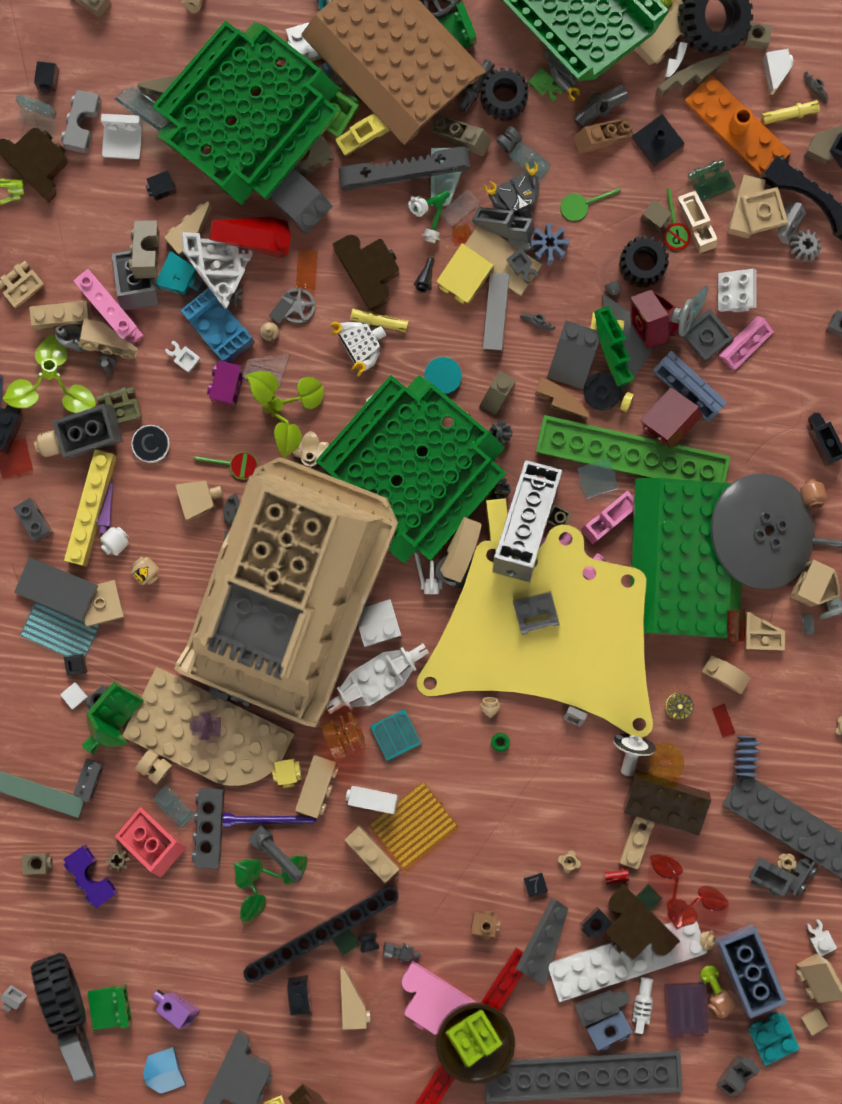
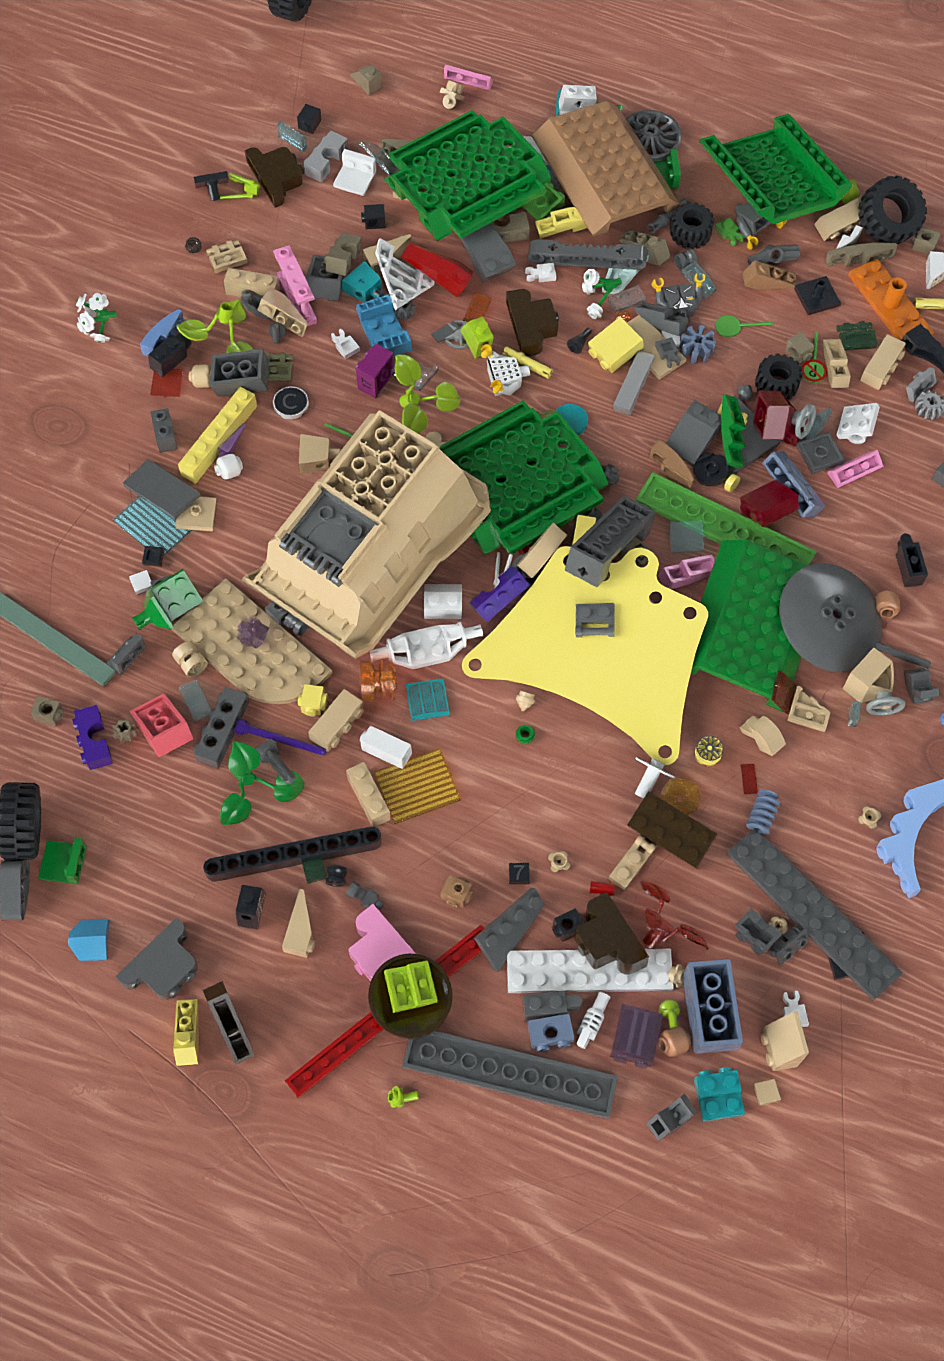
camera: 15 degrees right, 20 degrees down
(144, 571) = (246, 496): tan head -> none
(181, 1012) = (126, 880): medium lavender torso -> none
(269, 331) = (427, 346): tan plate -> none
(319, 308) = (477, 334): none -> lime torso
(363, 200) = (544, 273): none -> white plate
(442, 596) = (490, 603): none -> dark purple arch
(497, 393) = (616, 443): dark tan slope -> none
(537, 320) = (669, 401): dark grey piece -> none
(575, 716) = (604, 730): light grey tile -> none
(649, 897) = (631, 917): clear green tile -> none
(764, 210) = (898, 364): tan tile -> none

